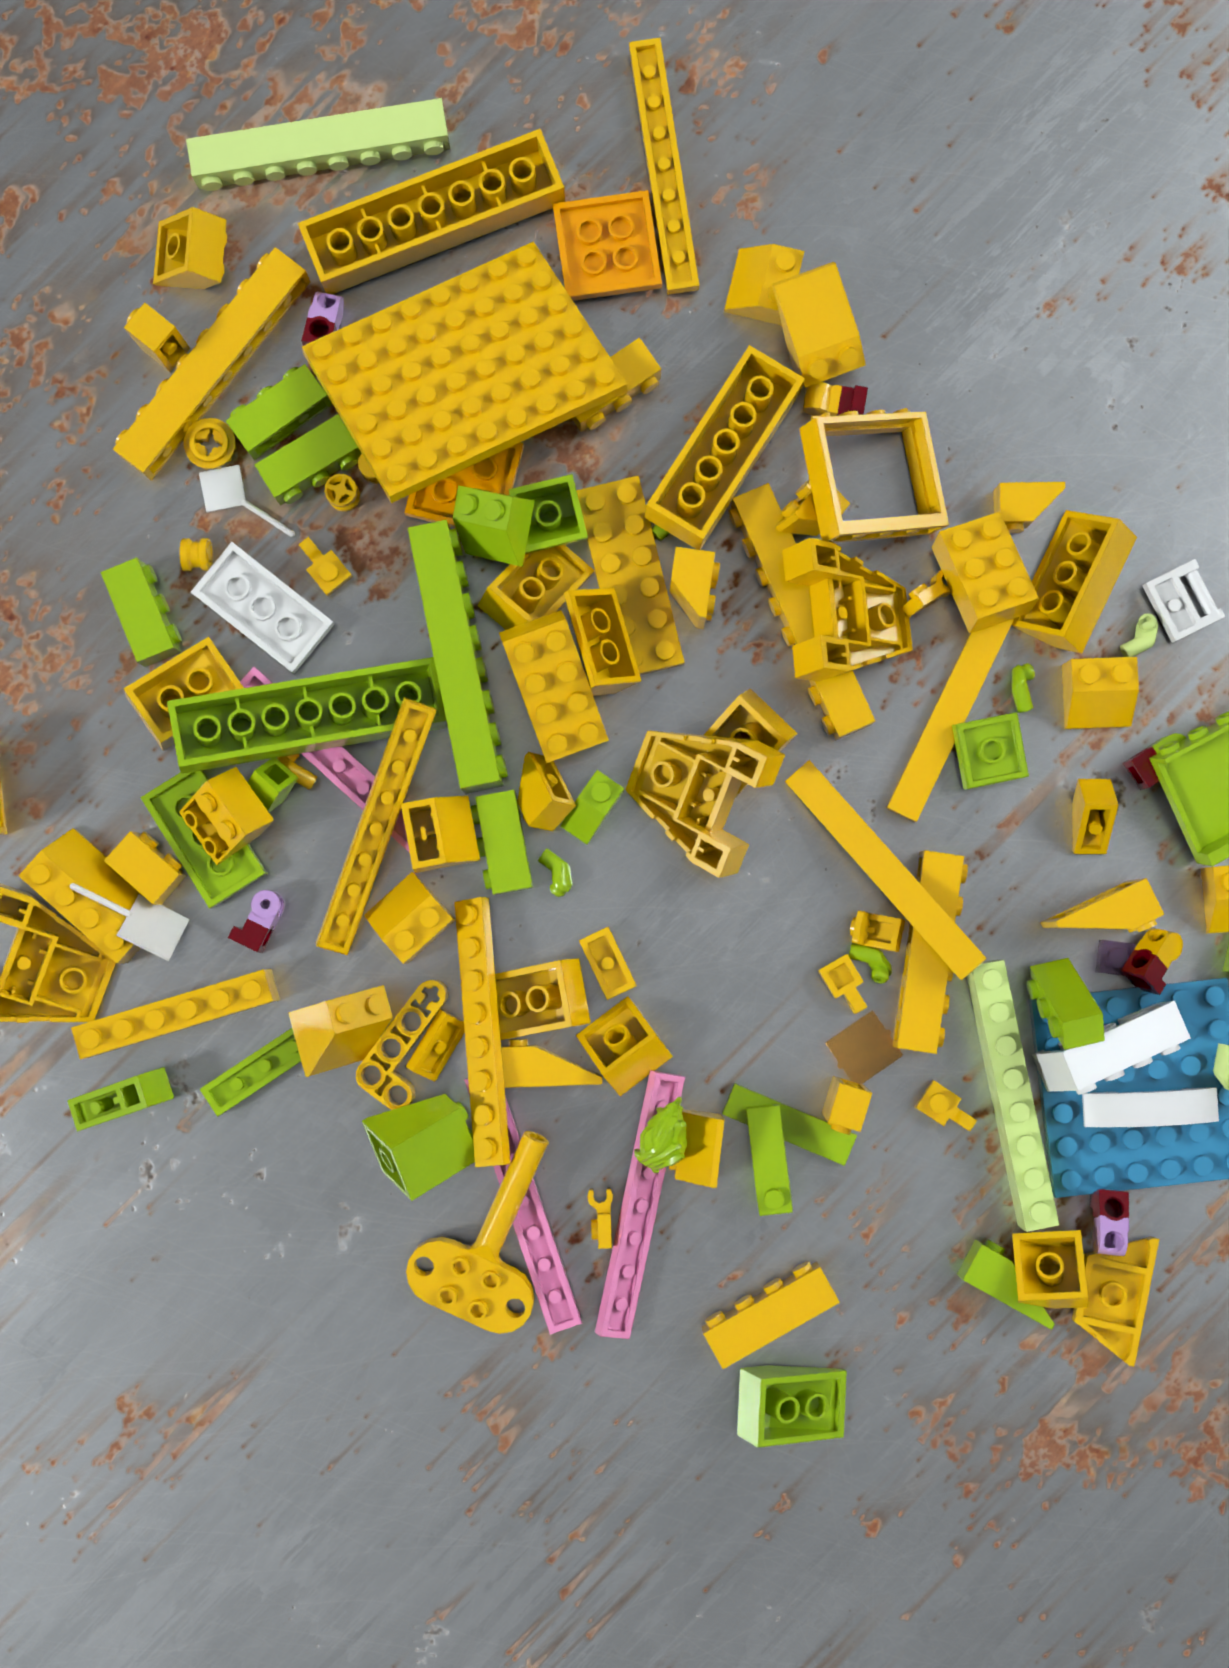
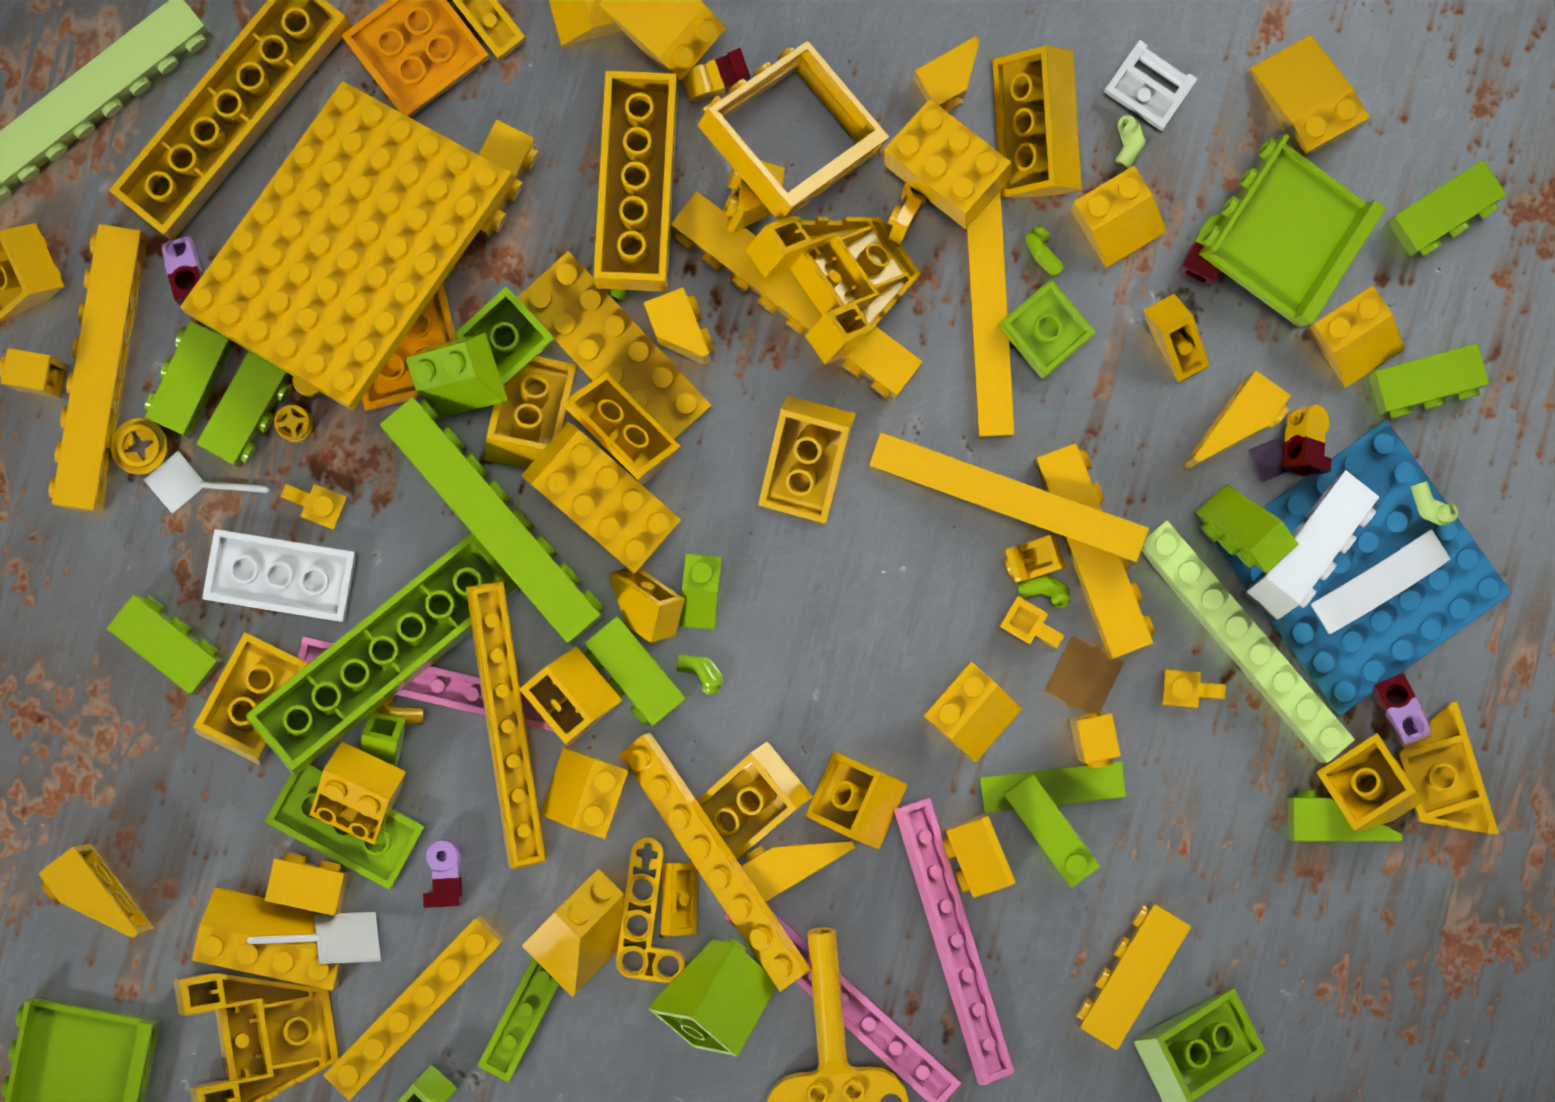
camera: 30 degrees left, 0 degrees up
(196, 554) = (186, 560): yellow wheel -> none
(601, 1226) = (930, 982): yellow plate -> none
(607, 963) = (797, 730): yellow plate -> none
(664, 1138) = (941, 864): lime hair -> none
(691, 786) = (785, 522): yellow wedge -> none
(758, 1026) = (972, 711): none -> yellow slope

